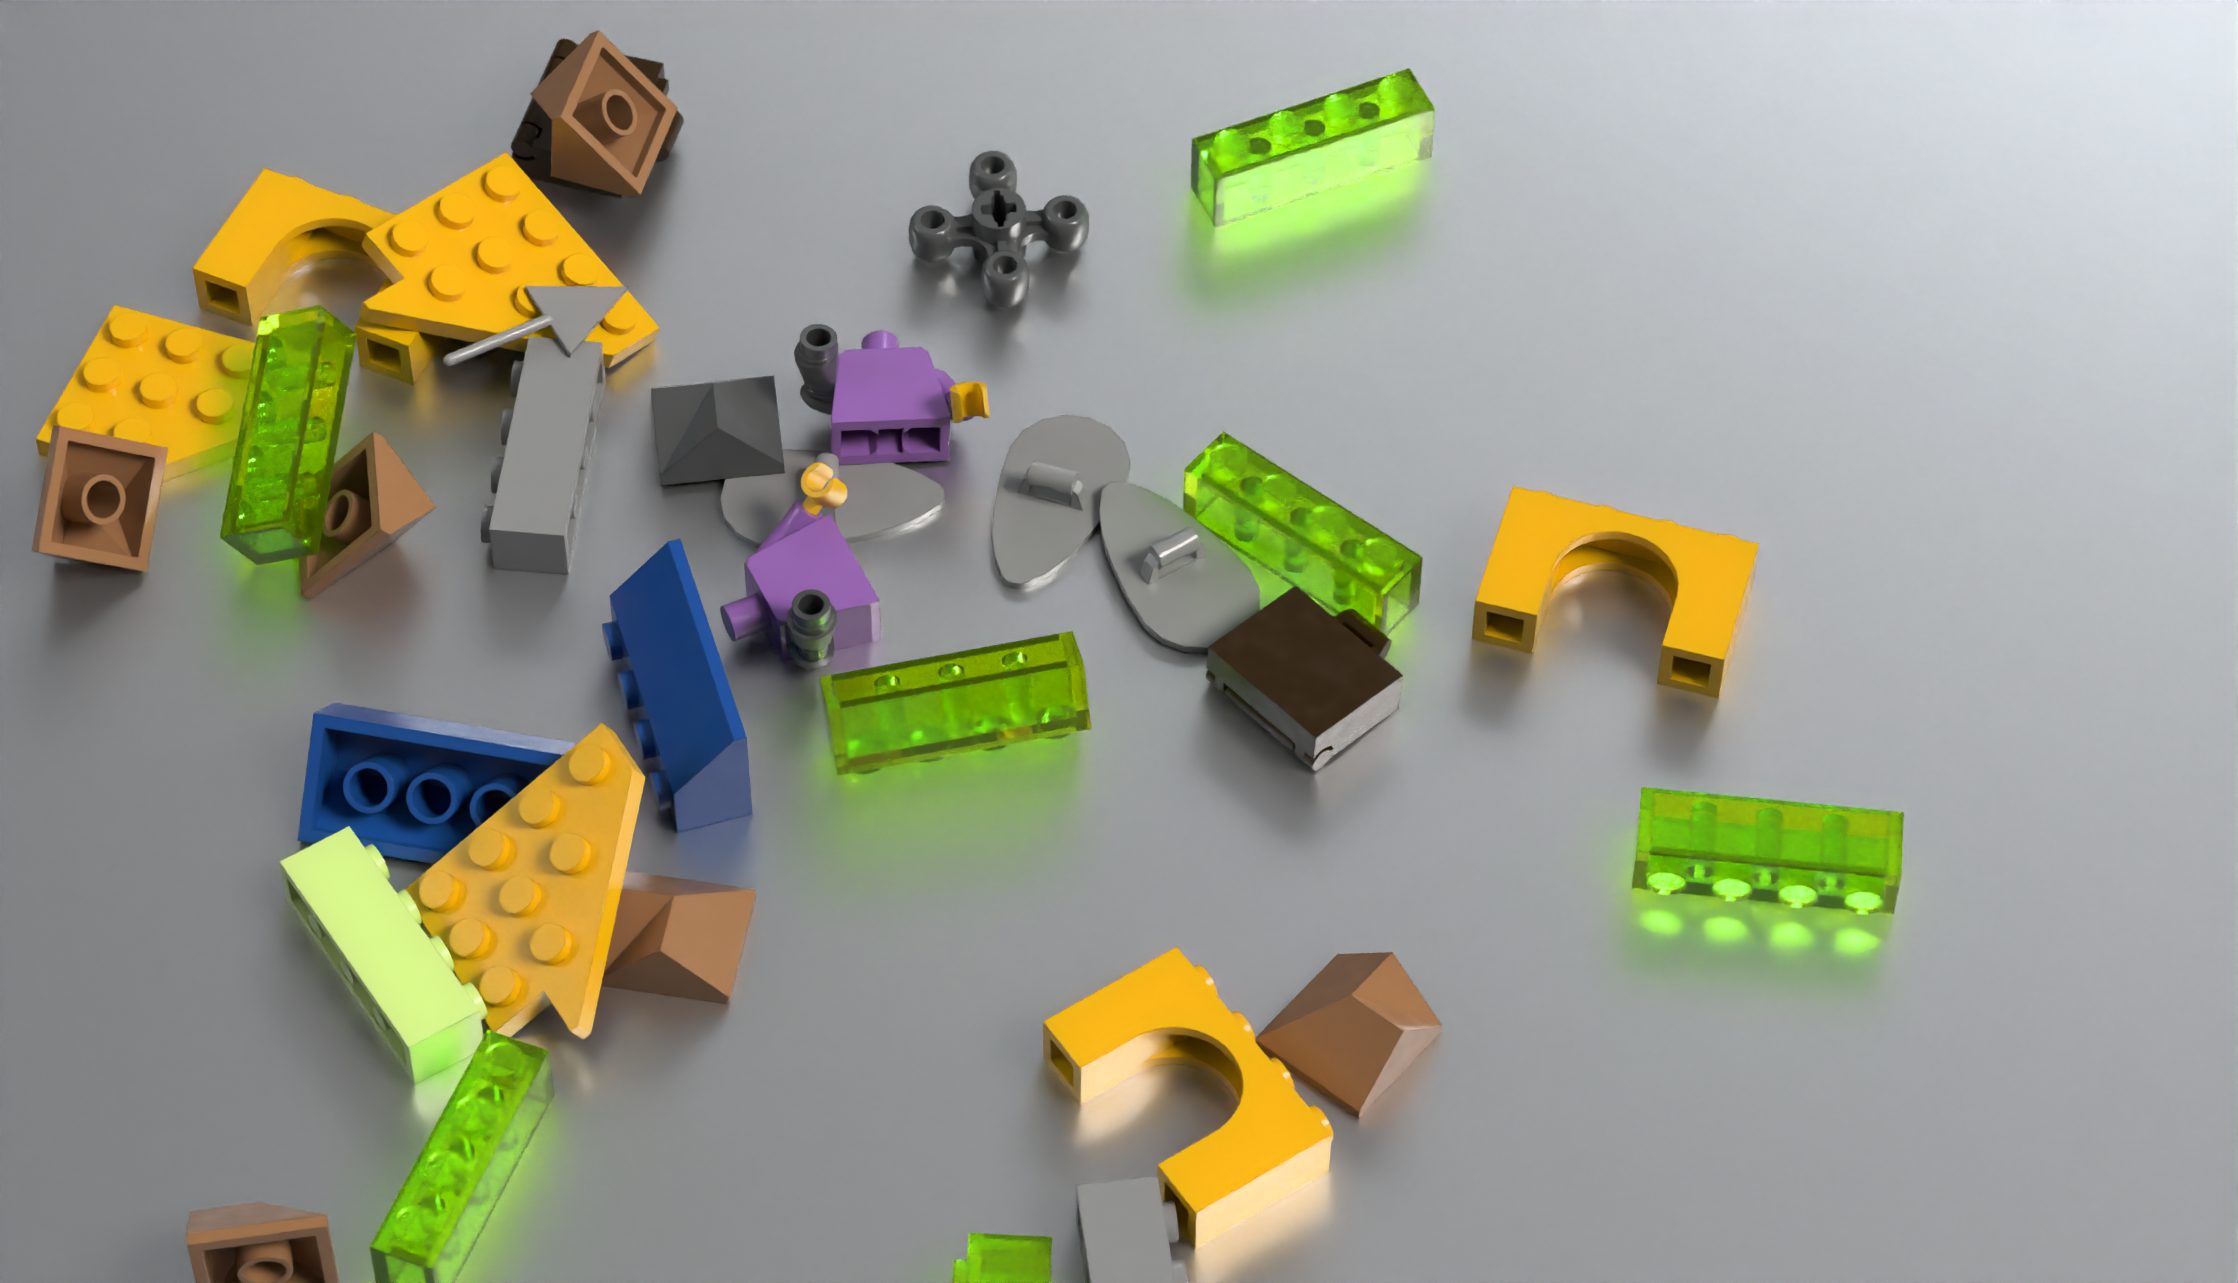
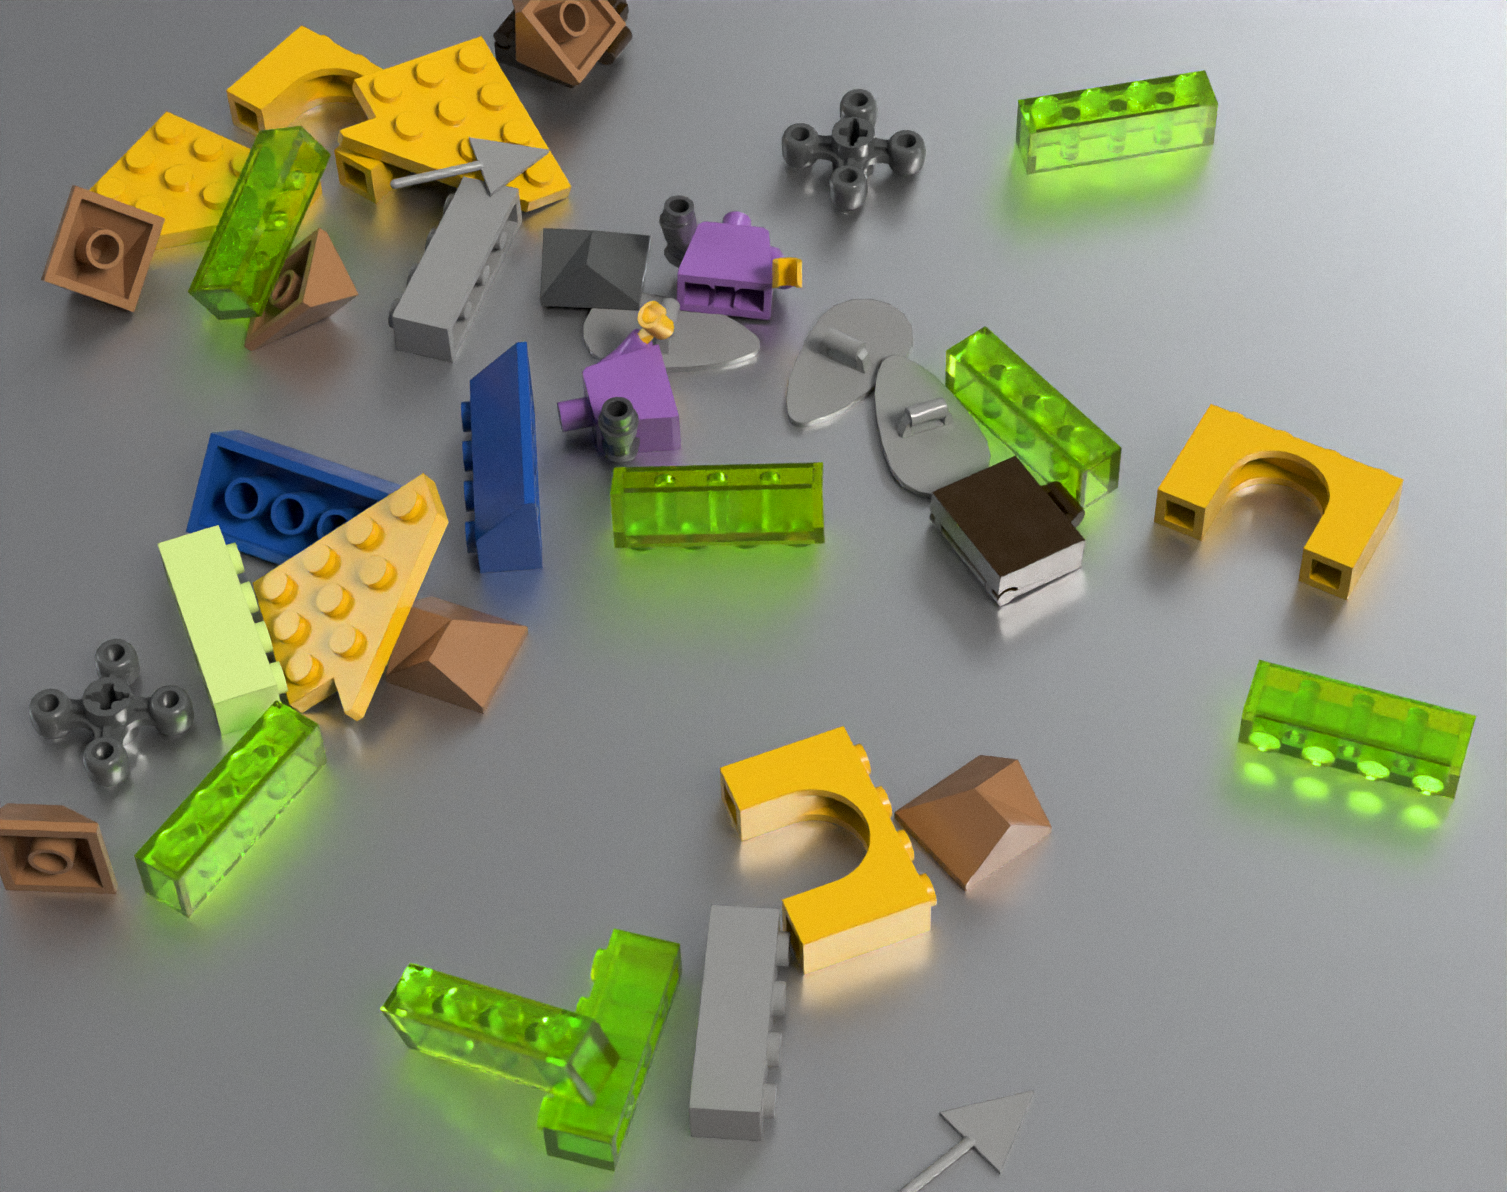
camera: 15 degrees right, 0 degrees up
(277, 1079) = (111, 712): none -> dark grey gear

